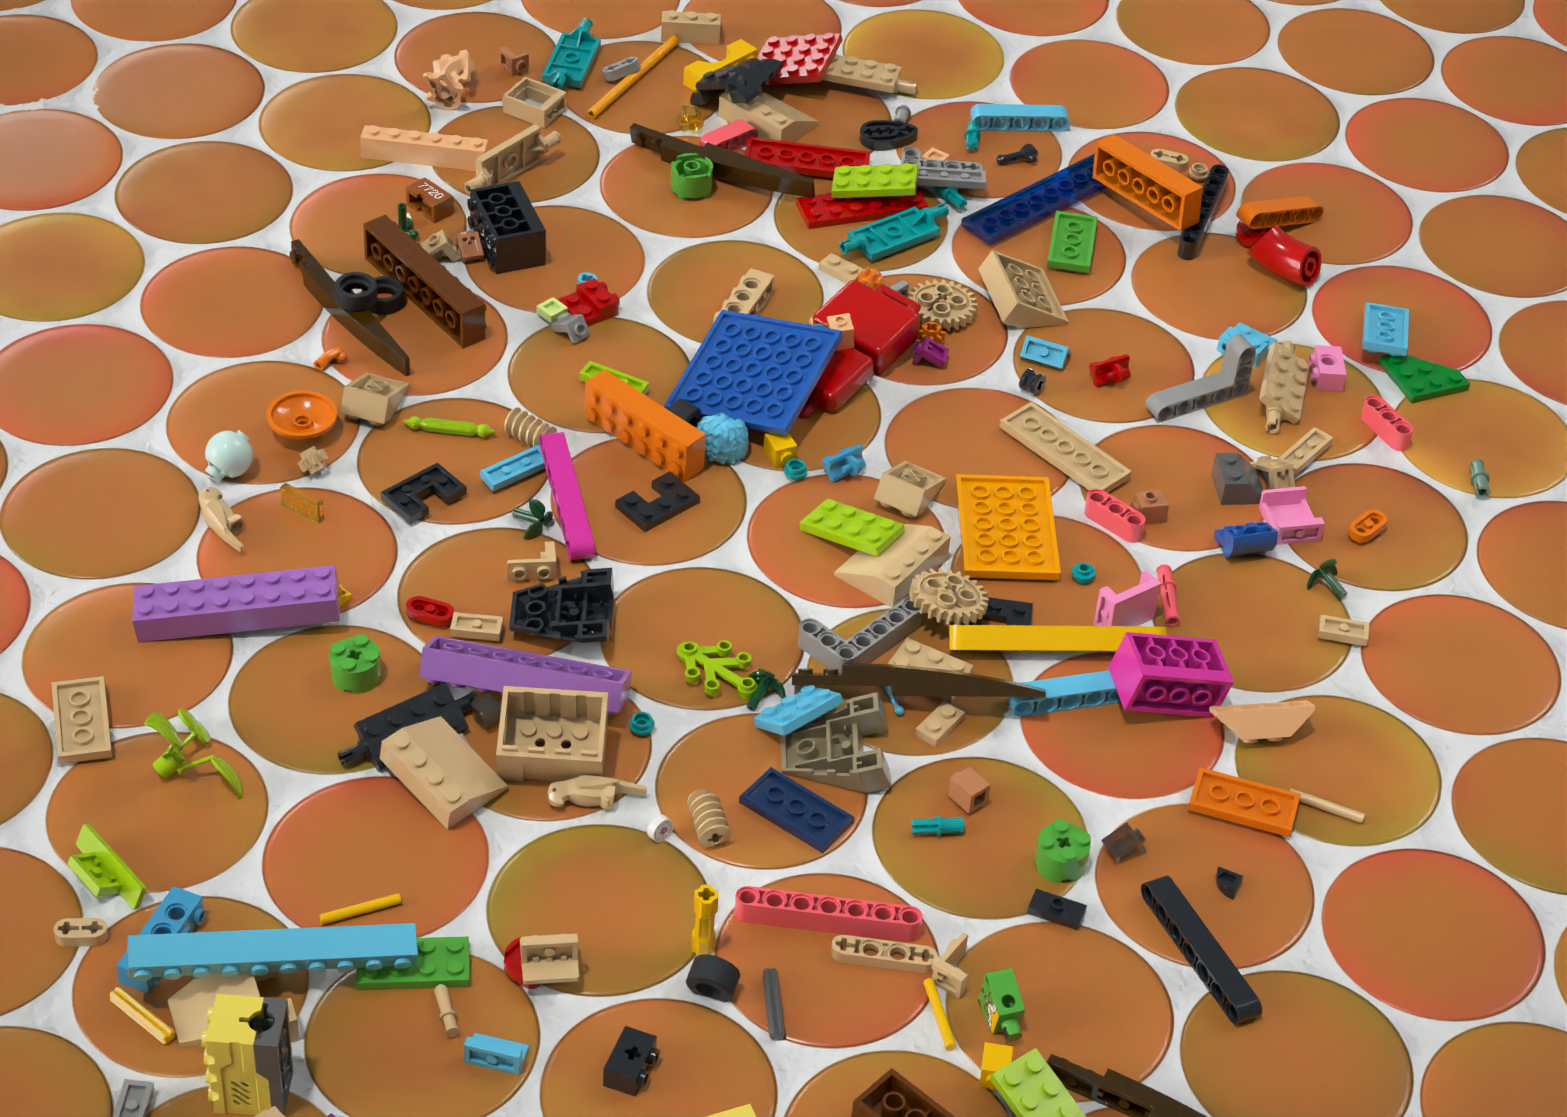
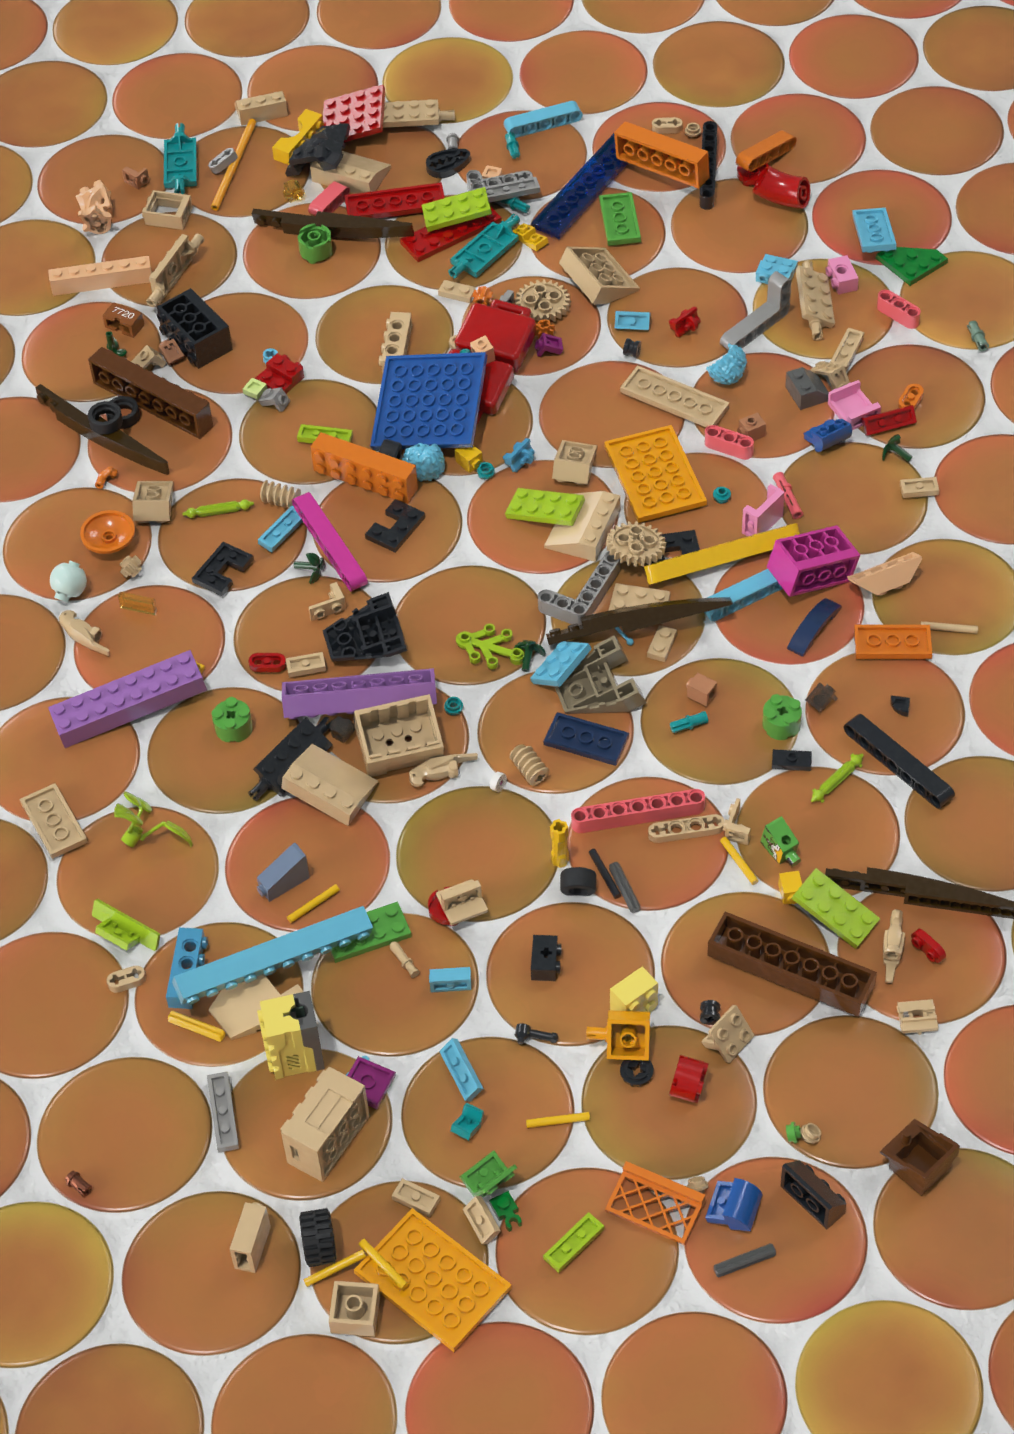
camera: 10 degrees left, 10 degrees up
(336, 860) = (284, 873): none -> sand blue slope
(754, 980) = (604, 873): none -> black bar
(954, 235) = (529, 237): none -> yellow slope
(1027, 152) = (559, 149): black piece -> none
(1109, 947) = (837, 777): none -> lime wheel
(1143, 753) = (812, 625): none -> dark blue slope
(1146, 430) = (730, 367): none -> medium azure hair
(1330, 543) = (889, 420): none -> red plate

